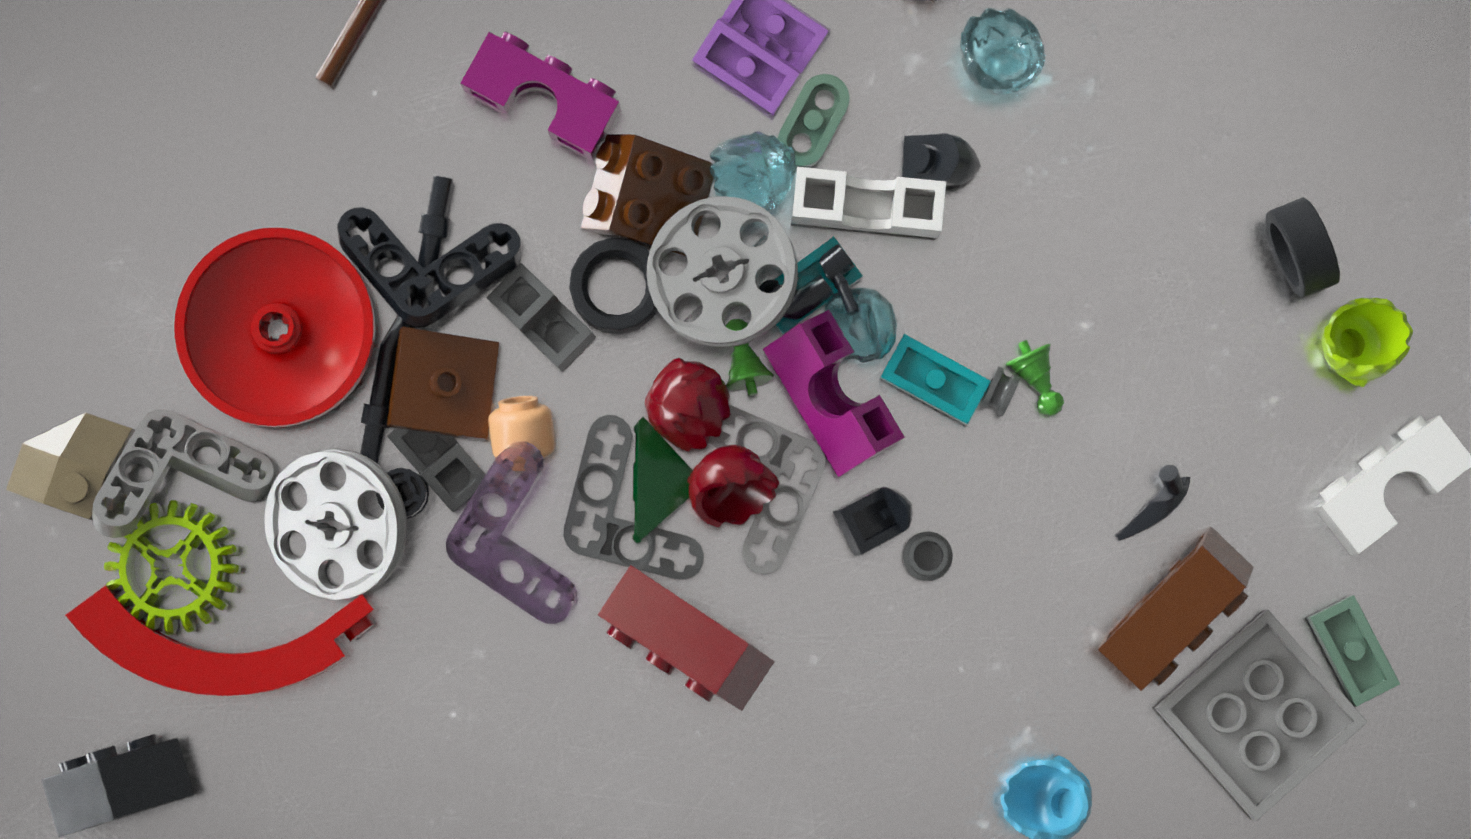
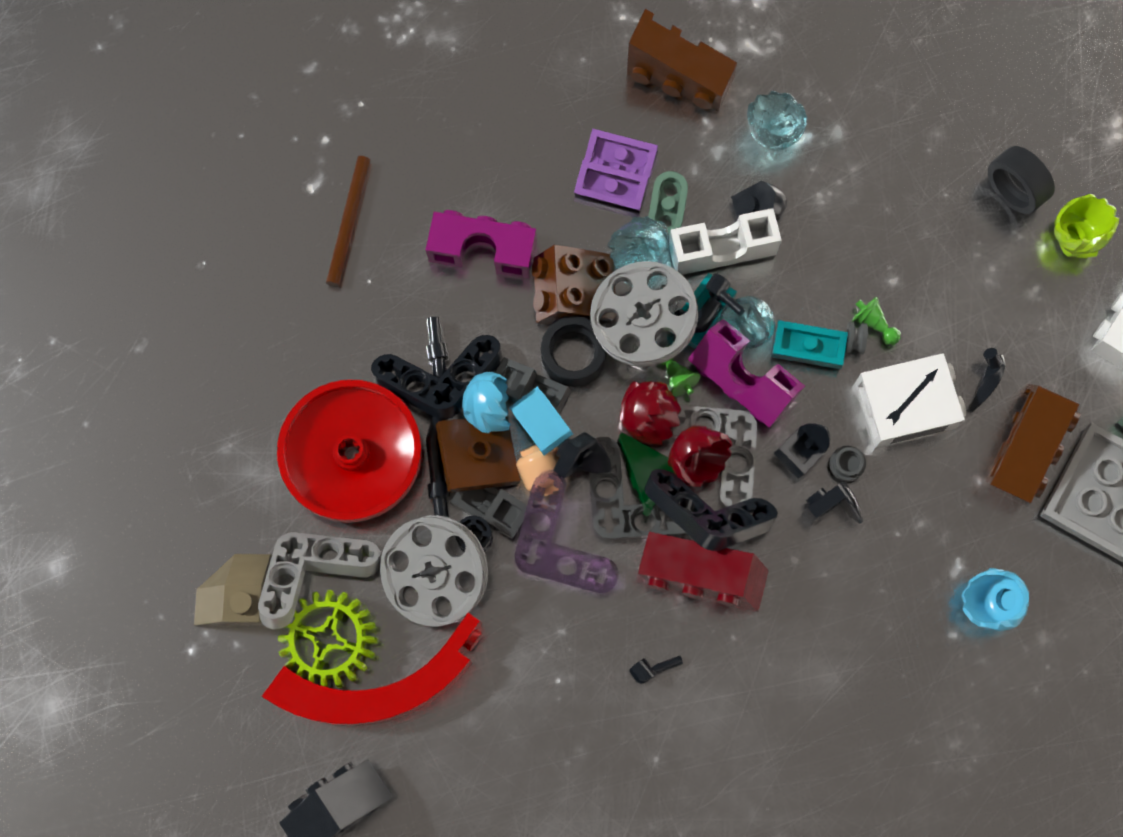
camera: 15 degrees left, 10 degrees down
(474, 325) = (486, 402): none -> medium azure hair
(536, 371) = (541, 420): none -> medium azure slope
(565, 740) = (643, 671): none -> black hand
(579, 431) = (582, 453): none -> black plate
(674, 524) = (703, 523): none -> black beam
(874, 598) = (823, 502): none -> black plate
(1041, 500) = (910, 400): none -> white brick

